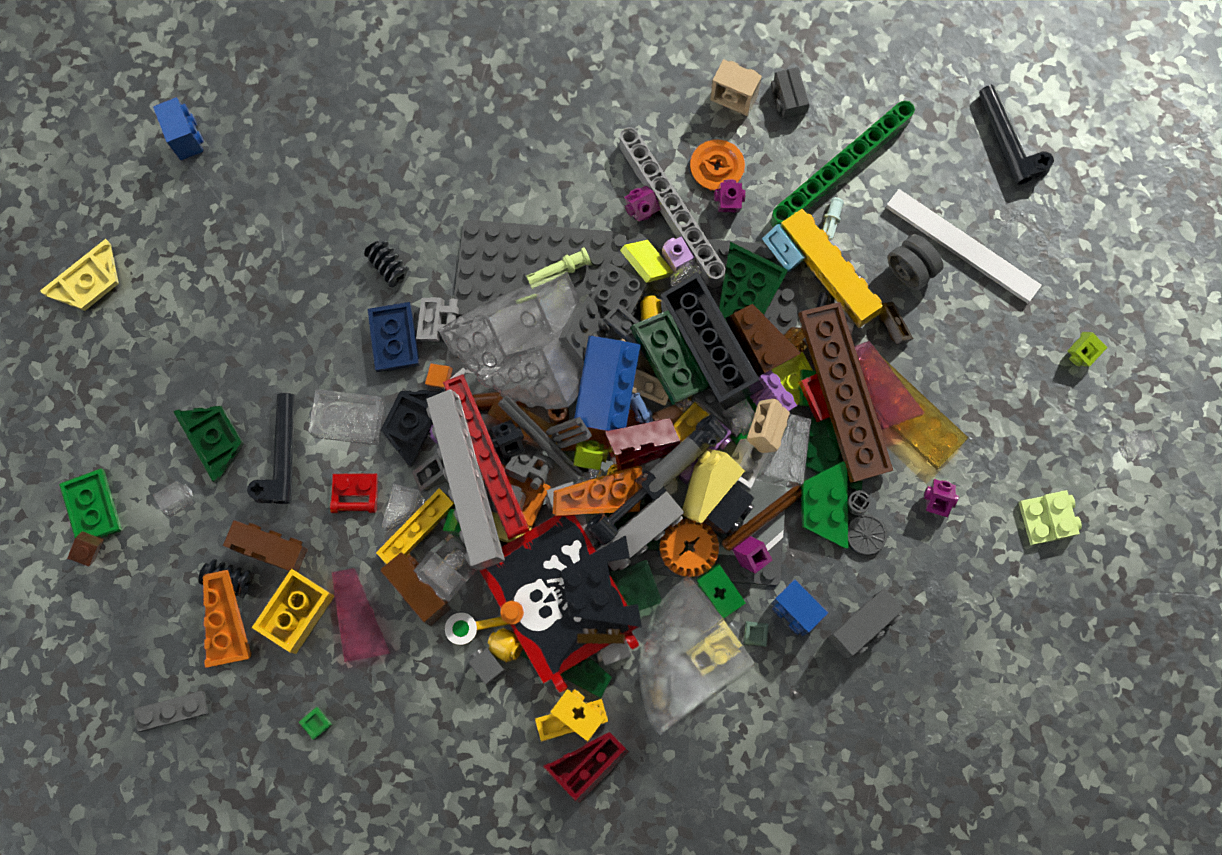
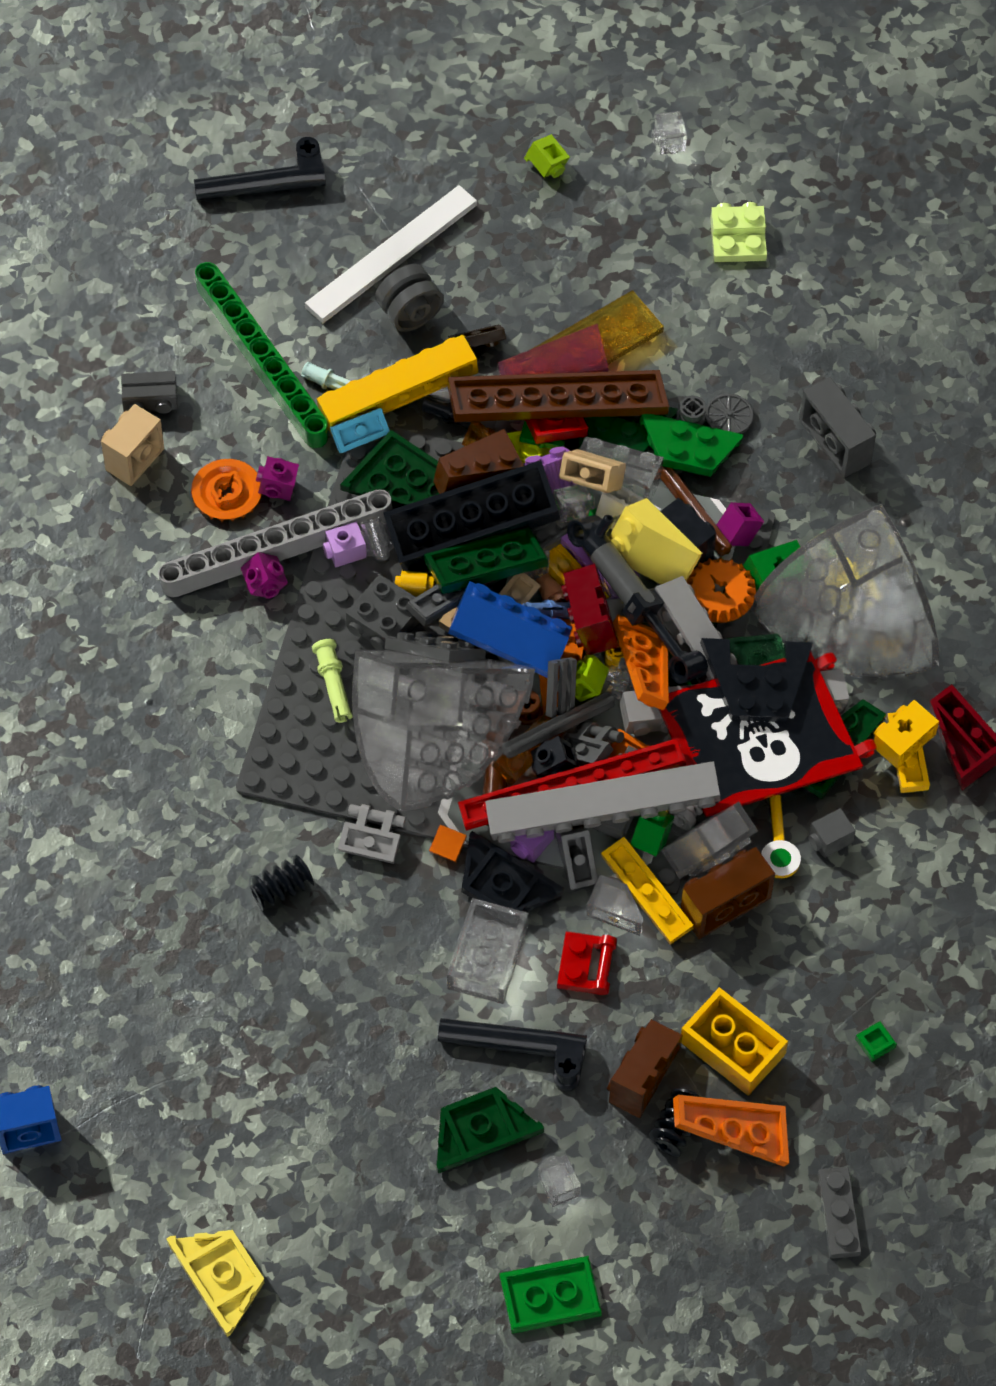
camera: 85 degrees left, 15 degrees down
(85, 549) = (612, 1290): copper brick -> none
(358, 626) = (753, 978): clear pink wing -> none
(393, 337) = (384, 890): dark blue plate -> none
(504, 645) = (807, 807): yellow head -> none
(512, 612) = (775, 779): orange plate -> none
(611, 637) = (817, 696): dark brown plate -> none
(646, 261) = (349, 575): neon yellow tile -> none
(798, 608) = (809, 489): blue brick -> none
(940, 497) = (700, 328): magenta brick -> none

